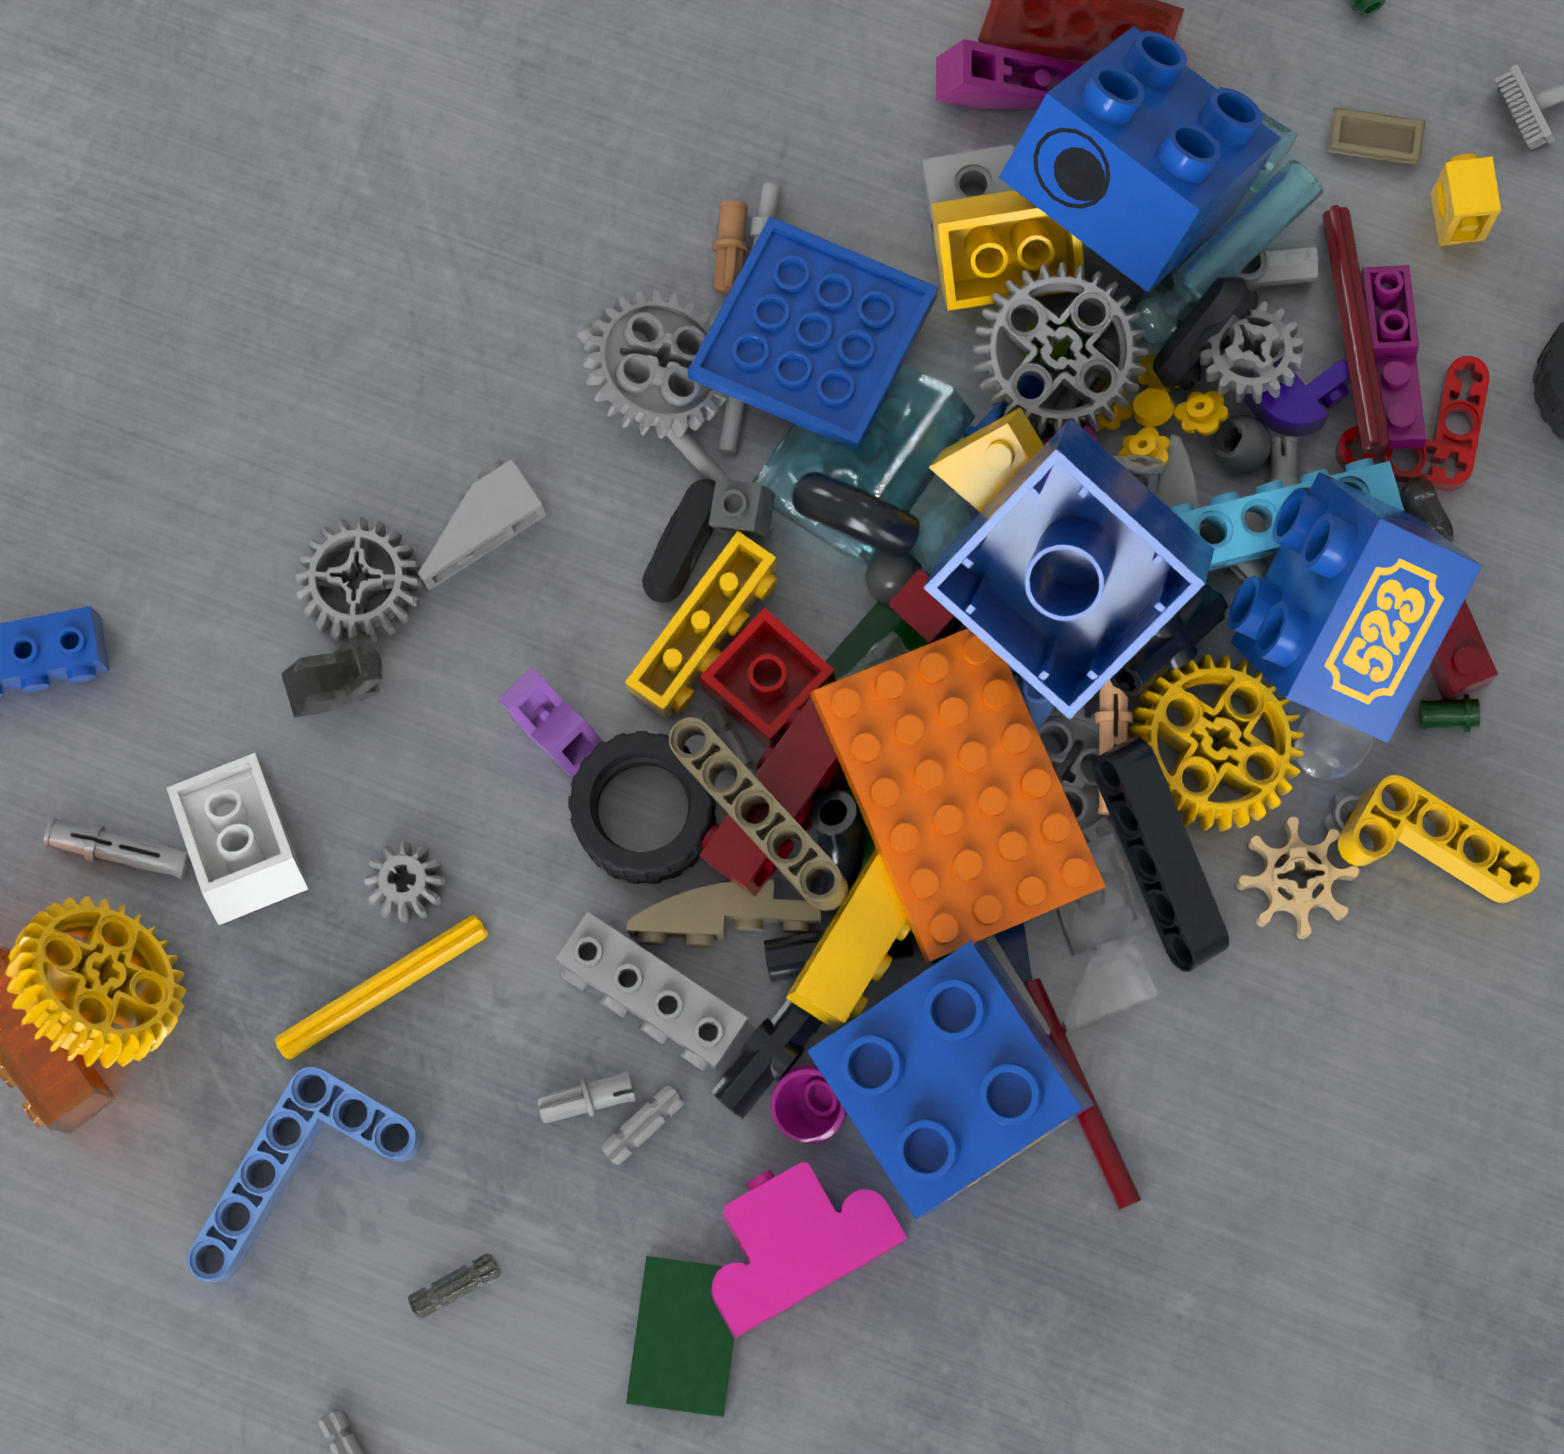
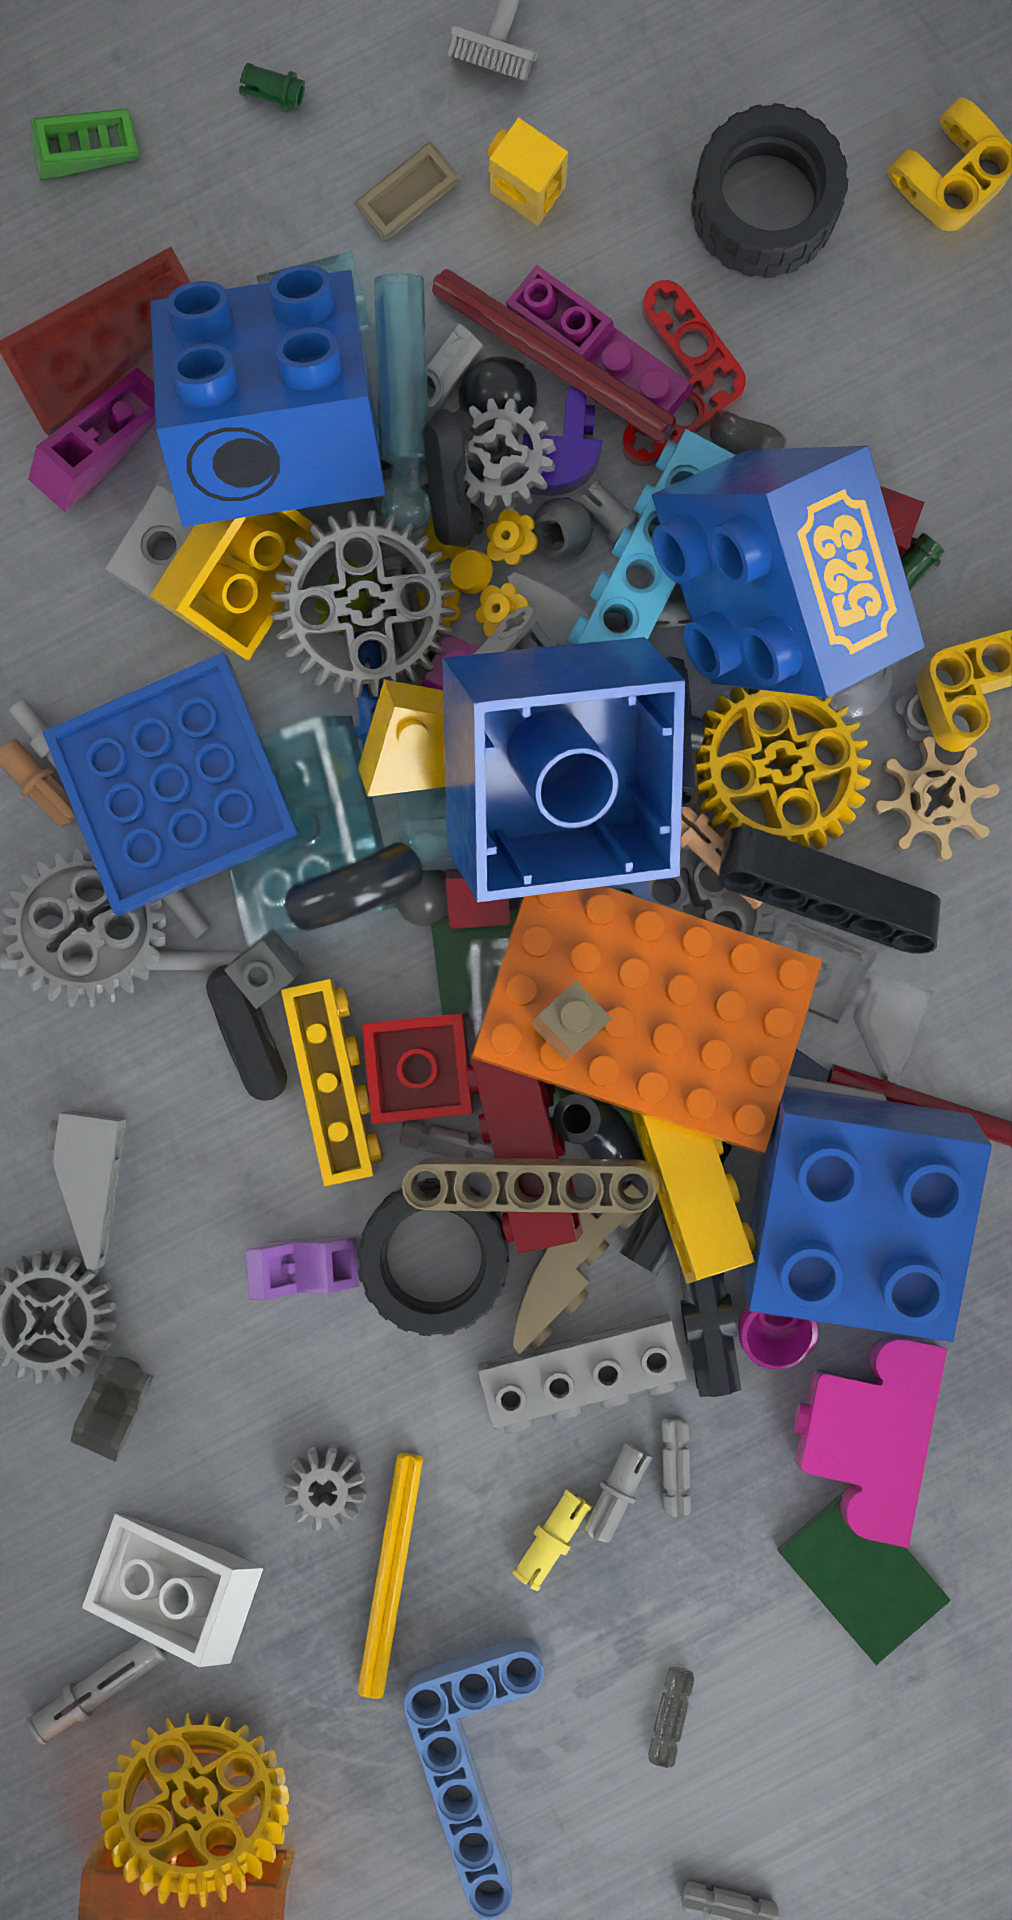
camera: 55 degrees left, 10 degrees up
(510, 1080) = (552, 1539): none -> light yellow pin
(899, 731) = (570, 1020): none -> dark tan brick
(1308, 311) = (498, 379): none -> black hair

